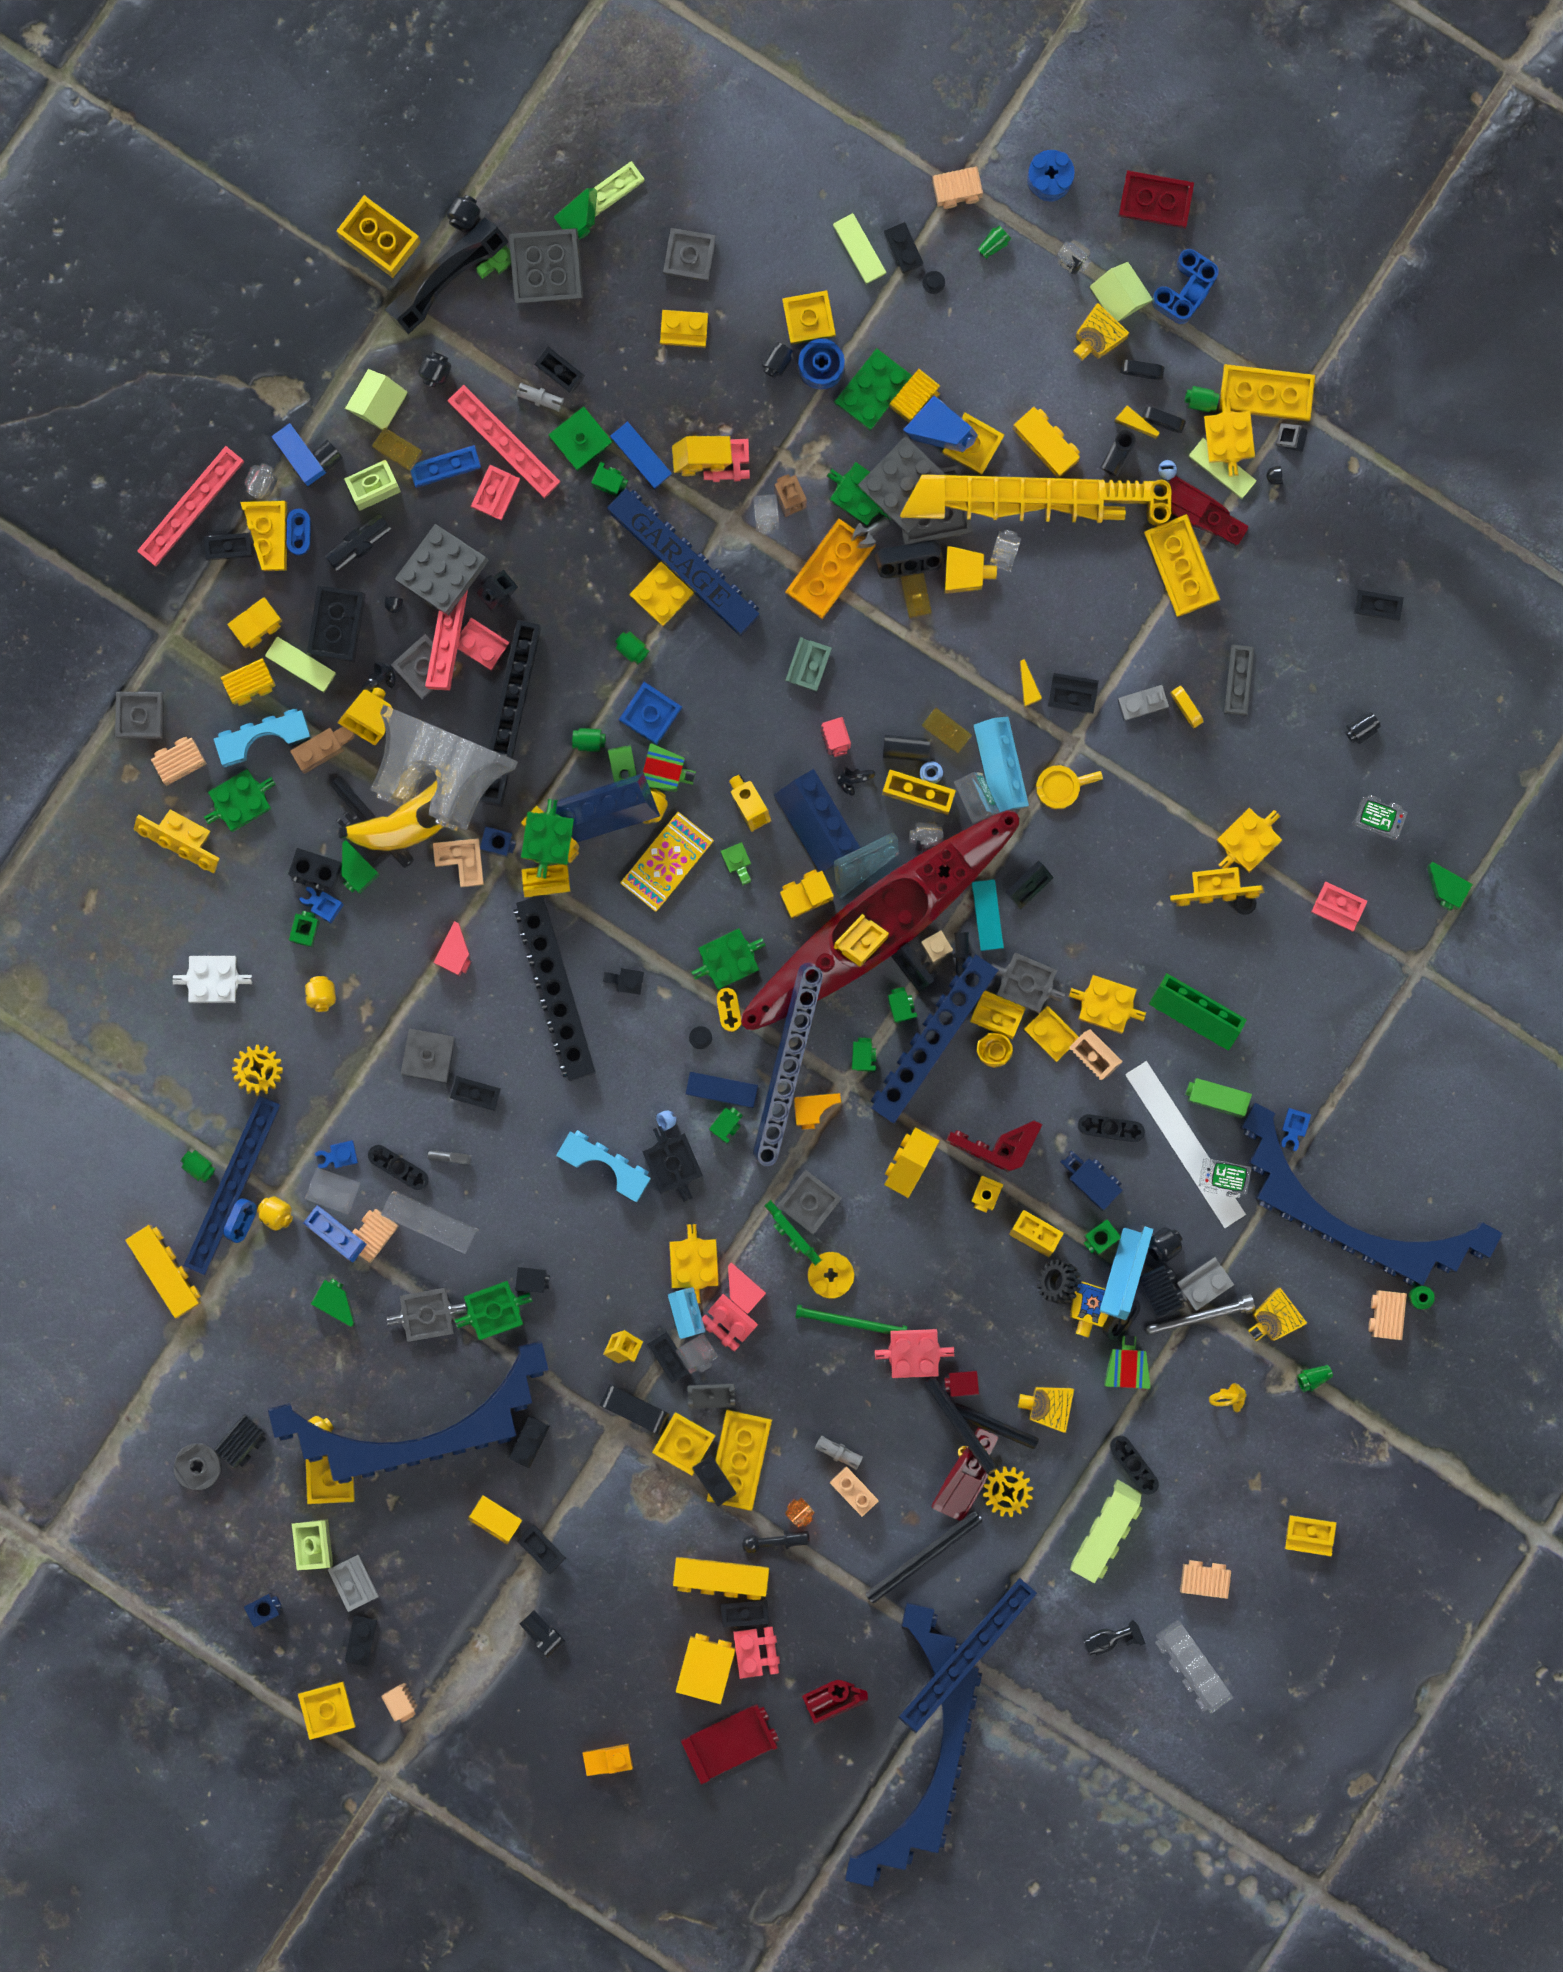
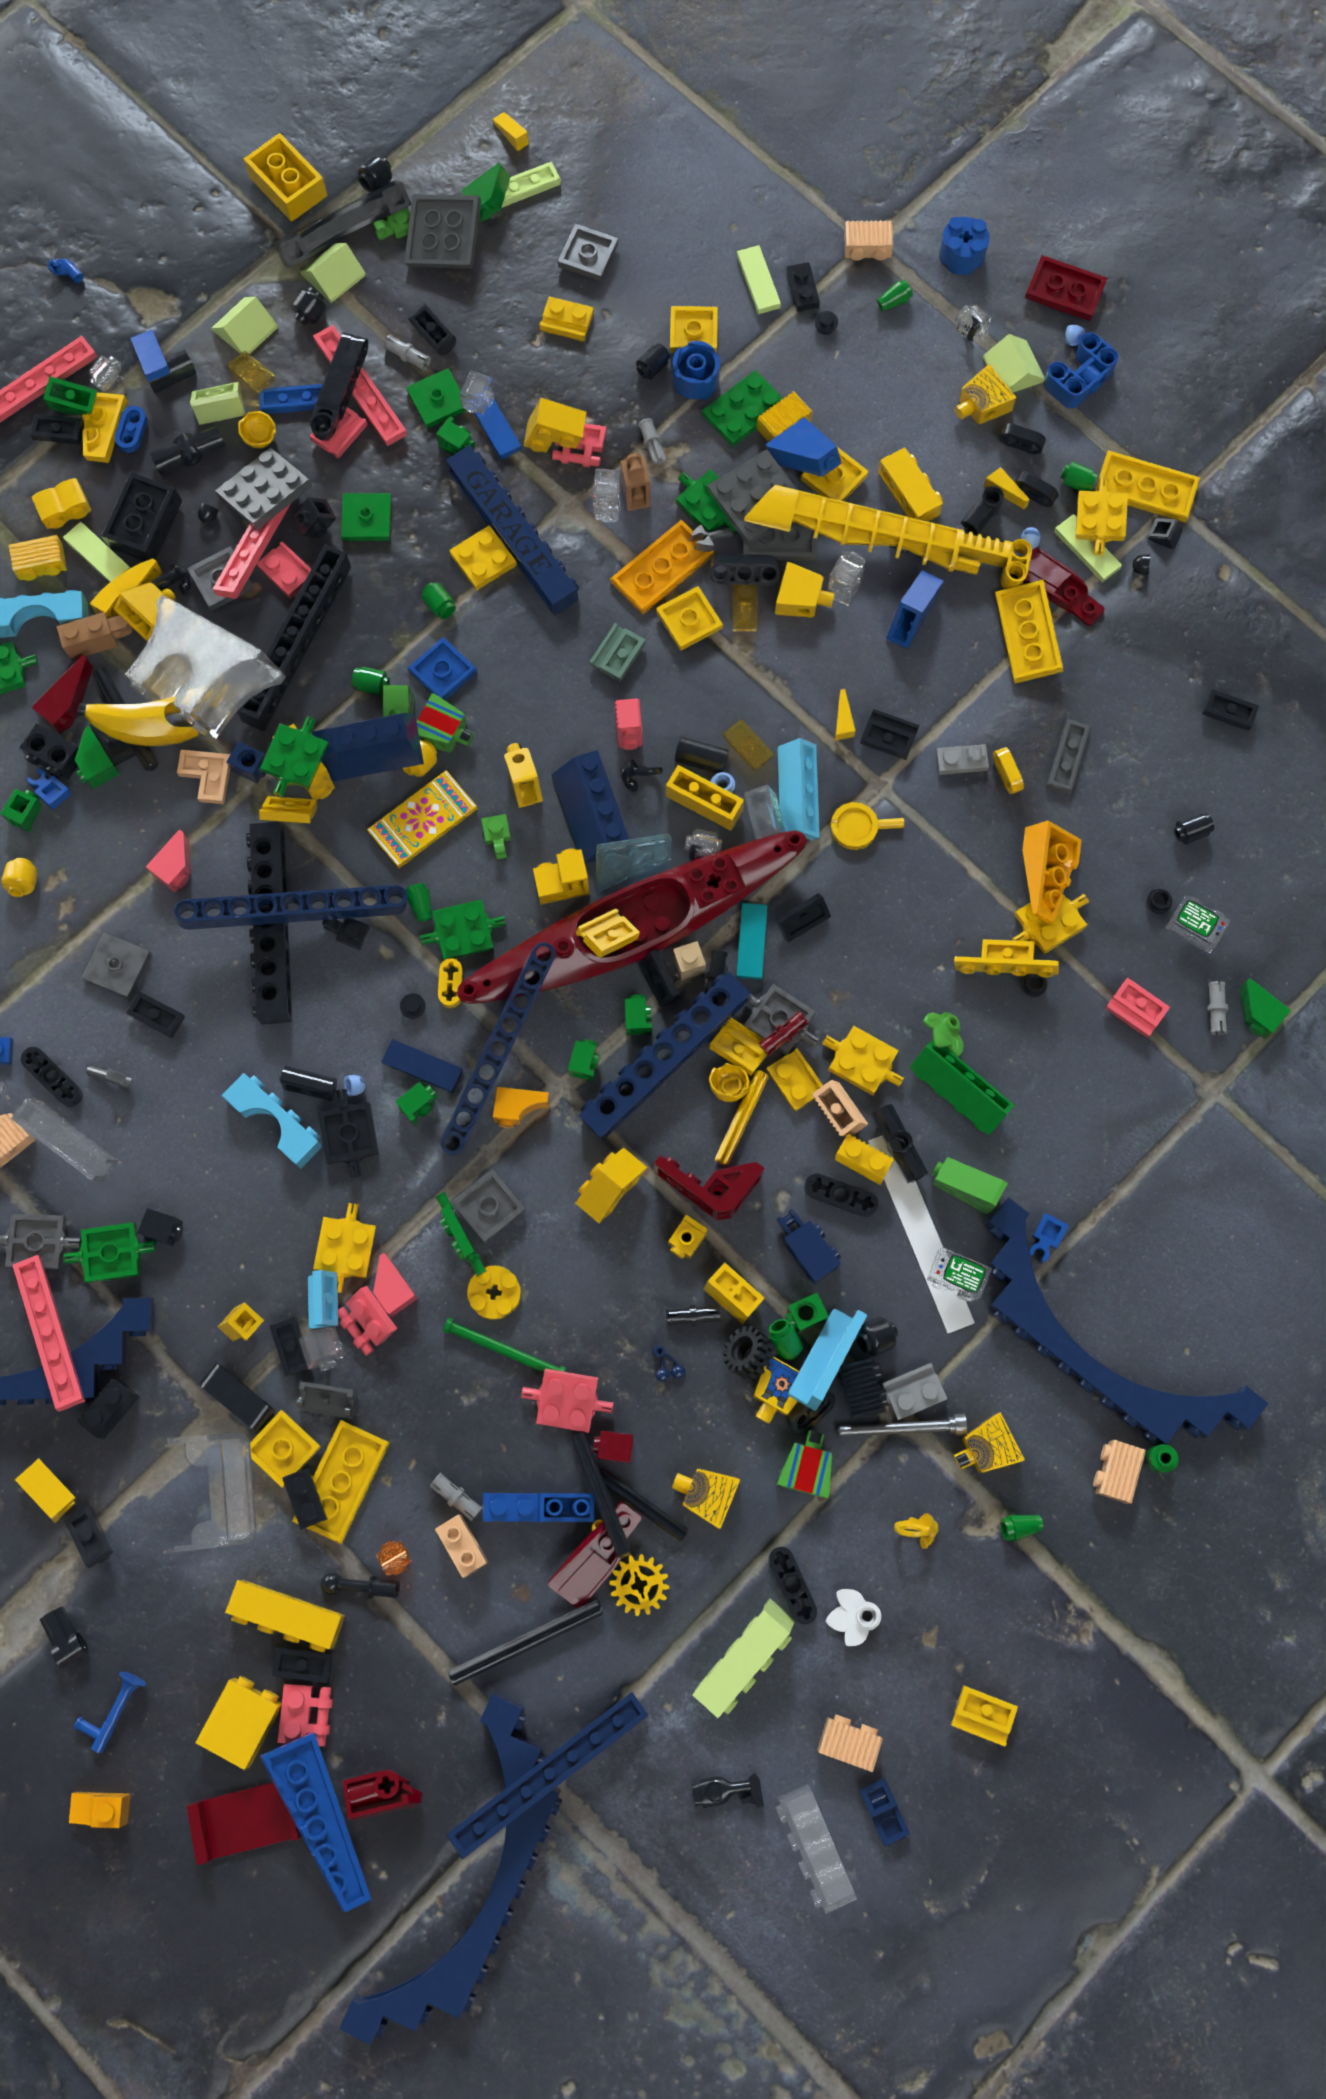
camera: 15 degrees right, 10 degrees down
(187, 373) = (65, 267): none -> blue arm
(236, 515) = (69, 397): none -> green slope
(311, 819) = (60, 703): none -> dark red slope
(339, 697) = (132, 578): none -> yellow slope
(420, 510) = (257, 429): none -> yellow hair
(447, 324) = (334, 271): none -> yellowish green slope
(465, 1390) = (48, 1333): none -> coral plate
(487, 452) = (338, 385): none -> black piece
(543, 575) = (366, 517): none -> green plate
(583, 132) = (512, 131): none -> yellow piece
(585, 967) = (280, 914): none -> dark blue beam
(595, 1703) = (102, 1736): none -> blue piece
(620, 432) = (477, 393): none -> clear brick
(626, 1126) = (308, 1083): none -> black brick
(649, 1489) = (229, 1490): none -> clear windscreen
(684, 941) = (419, 901): none -> green cone
(778, 1713) = (310, 1799): none -> blue wing
(794, 443) = (652, 441): none -> light grey axle
(867, 617) = (689, 618): none -> yellow plate
(910, 1446) = (537, 1507): none -> blue slope
(990, 1314) = (663, 1374): none -> dark blue piece
(1005, 1258) = (693, 1315): none -> black pin
(1011, 1078) = (741, 1118): none -> yellow axle
(1033, 997) = (783, 1033): none -> dark red pin
(1073, 565) = (914, 609): none -> blue slope
(1087, 1264) = (785, 1339): none -> green brick
(1125, 1094) = (864, 1159): none -> yellow brick
(1143, 1060) = (892, 1128): none -> black piece
(1172, 249) = (1073, 334): none -> light blue hinge
(1174, 964) = (945, 1031): none -> bright green plate
(1186, 1481) = (849, 1617): none -> white plate
(1238, 792) = (1049, 860): none -> light orange wedge
(1243, 1628) = (884, 1812): none -> dark blue slope
(1343, 802) = (1159, 901): none -> black plate
(1409, 891) = (1217, 1008): none -> light grey pin

